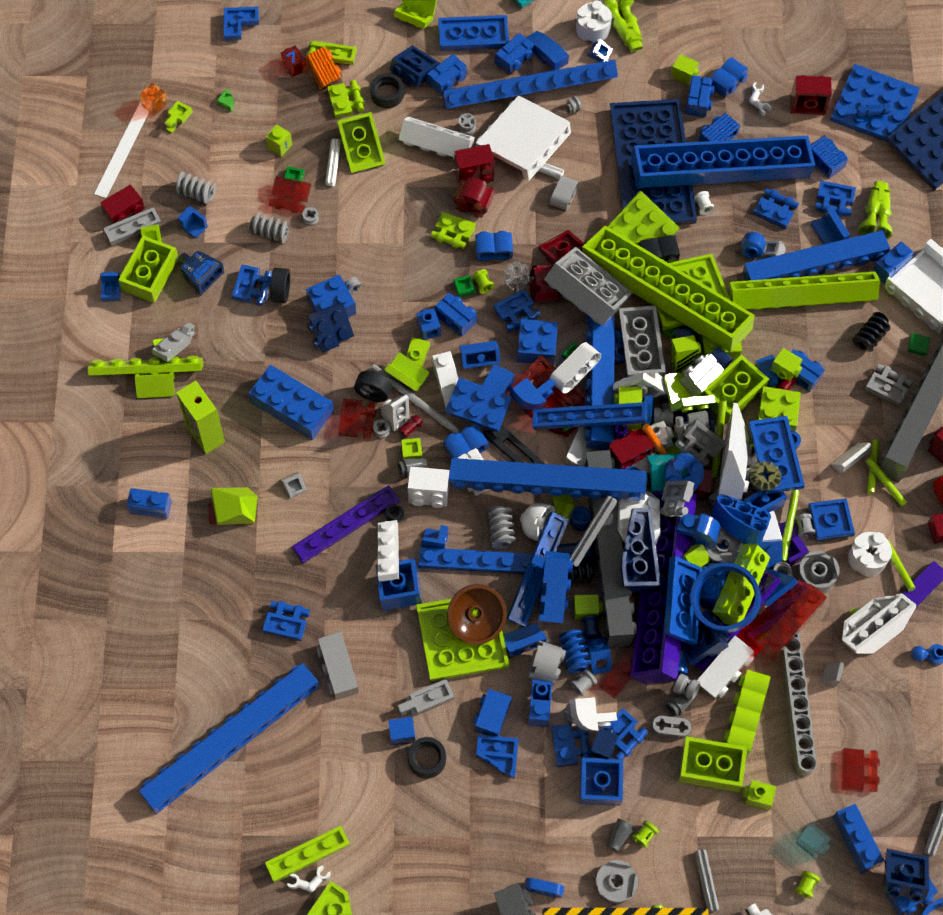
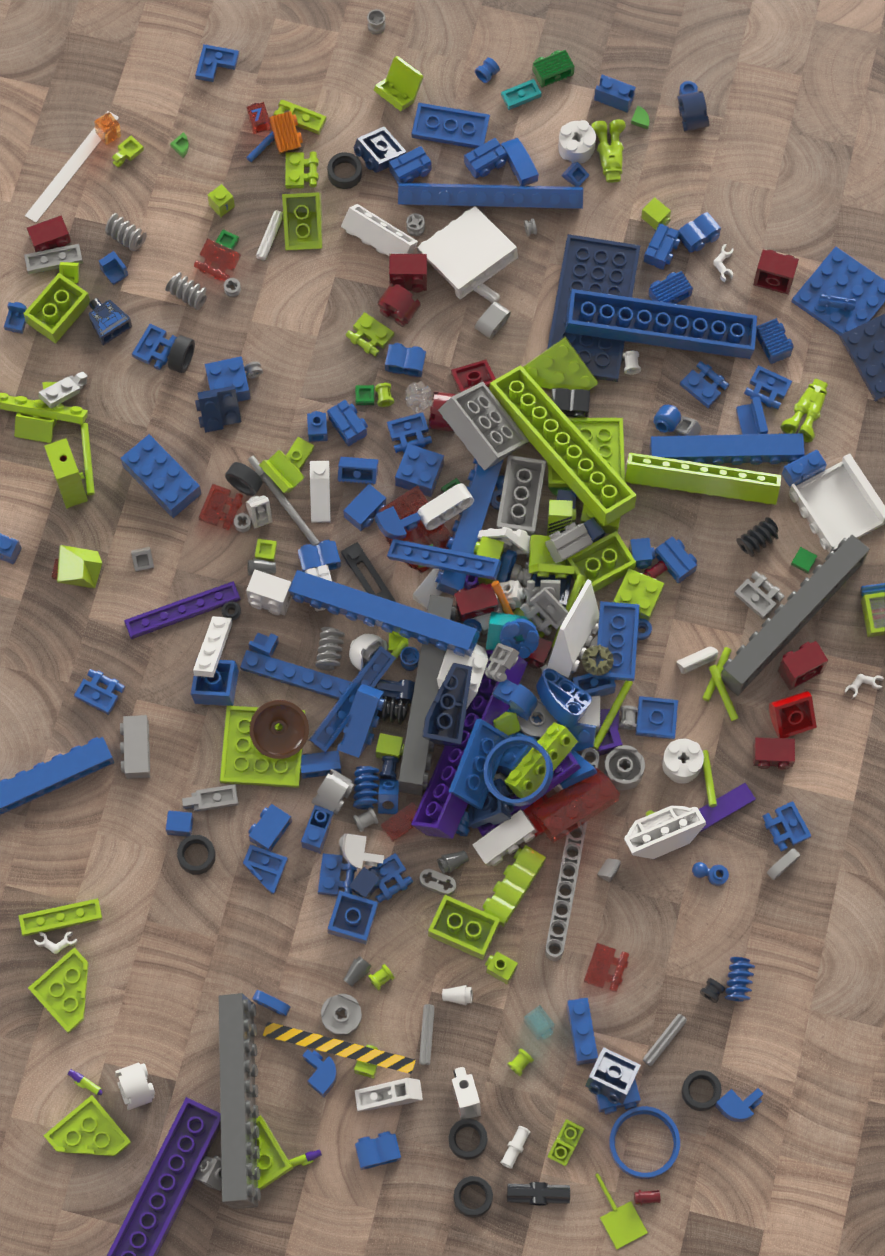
camera: 15 degrees right, 5 degrees up
(211, 395) = (87, 459): none -> lime bar
(302, 87) = (260, 147): none -> blue bar
(411, 425) = (272, 526): dark red pin -> none
(478, 404) = (341, 521): blue plate -> none
(592, 530) = (412, 674): light grey axle -> none
(686, 686) = (461, 847): light grey wheel -> none
(726, 833) = (459, 995): none -> white cone
(787, 365) = (657, 552): lime brick -> none

